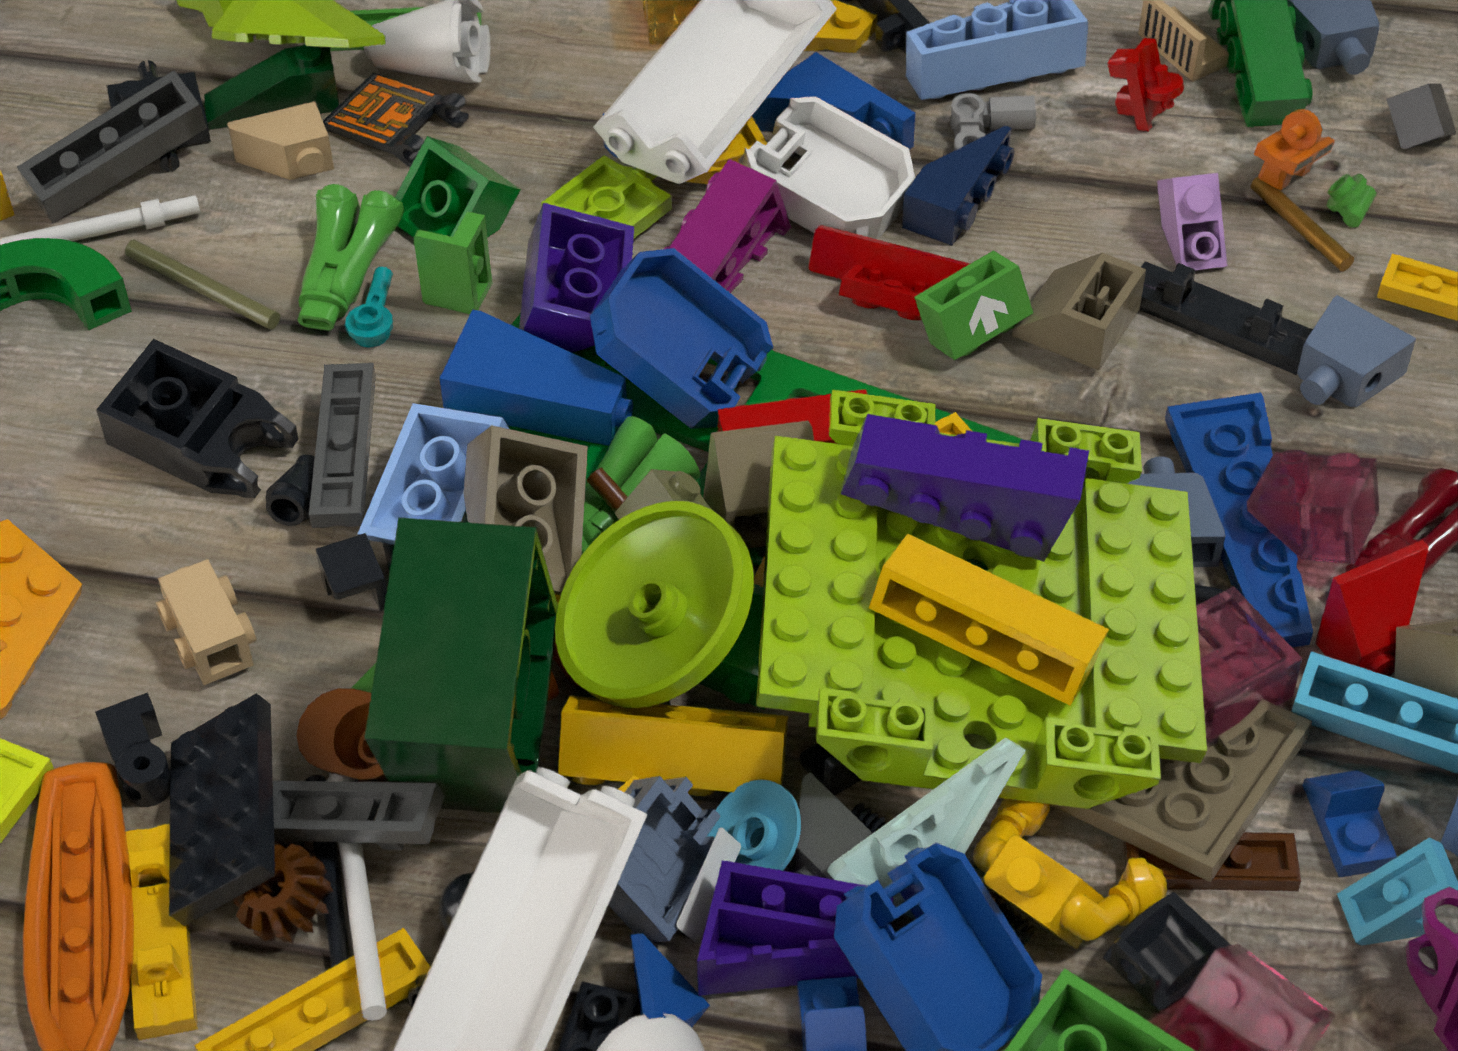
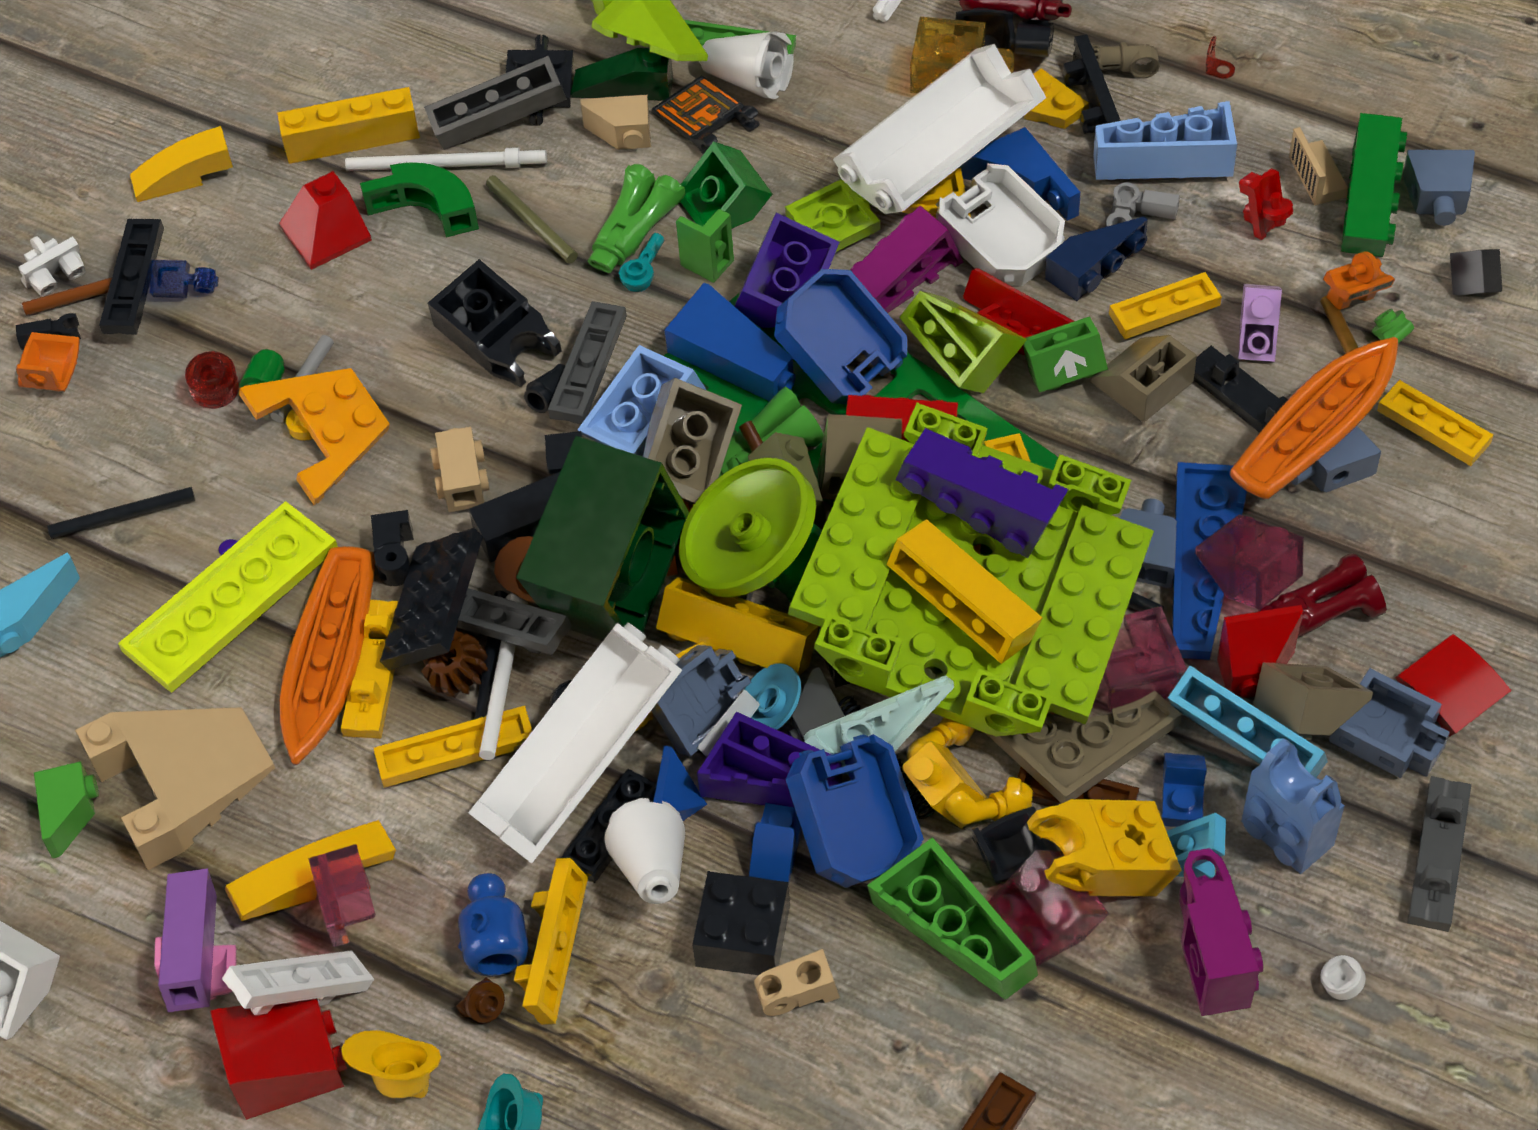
camera: 20 degrees right, 5 degrees up
(317, 659) = (511, 515): none -> black brick
(836, 314) = (960, 340): none -> lime wedge
(1067, 226) = (1165, 305): none -> yellow plate
(1307, 920) = (1108, 846): none -> yellow brick
(1324, 315) = (1316, 418): none -> orange piece

